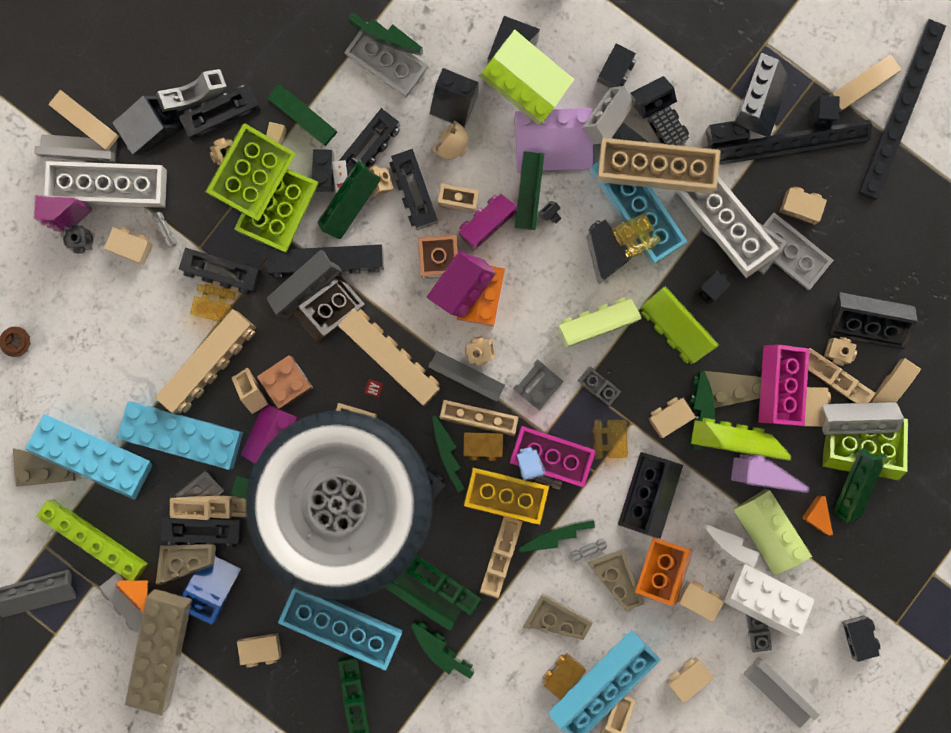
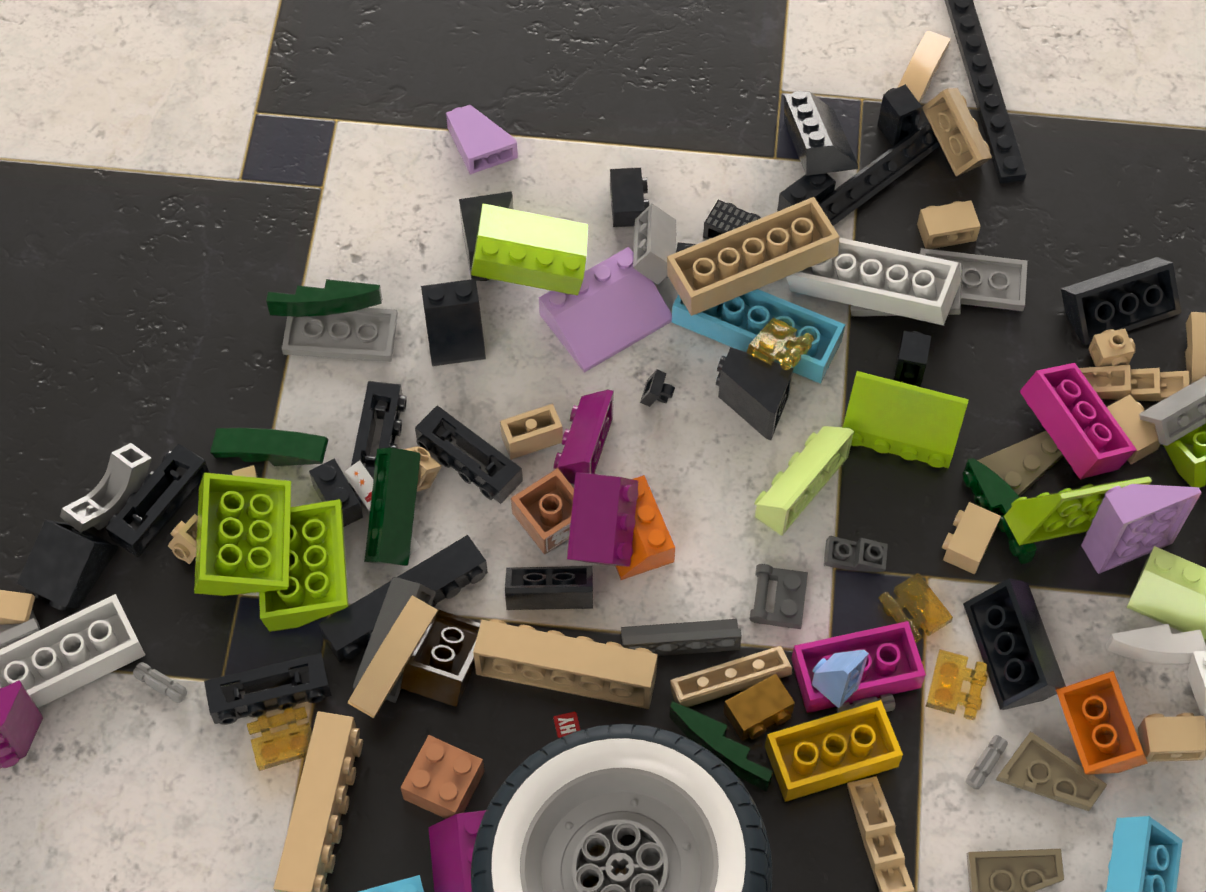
camera: 30 degrees left, 25 degrees down
(79, 245) = (45, 756): black brick -> none
(128, 246) = (121, 727): tan brick -> none
(249, 391) = (400, 820): tan slope -> none
(292, 300) = (392, 656): none -> tan slope
(410, 300) = (549, 588): none -> black slope
(452, 142) = (482, 375): tan cylinder -> none
(480, 350) = (685, 584): tan brick -> none
(529, 190) = (615, 374): dark green panel -> none
(550, 538) = (930, 771): dark green slope -> none
(599, 492) = (947, 683): none -> clear yellow plate
(653, 97) = (694, 202): black brick -> none
(852, 147) = (956, 131): none -> tan slope

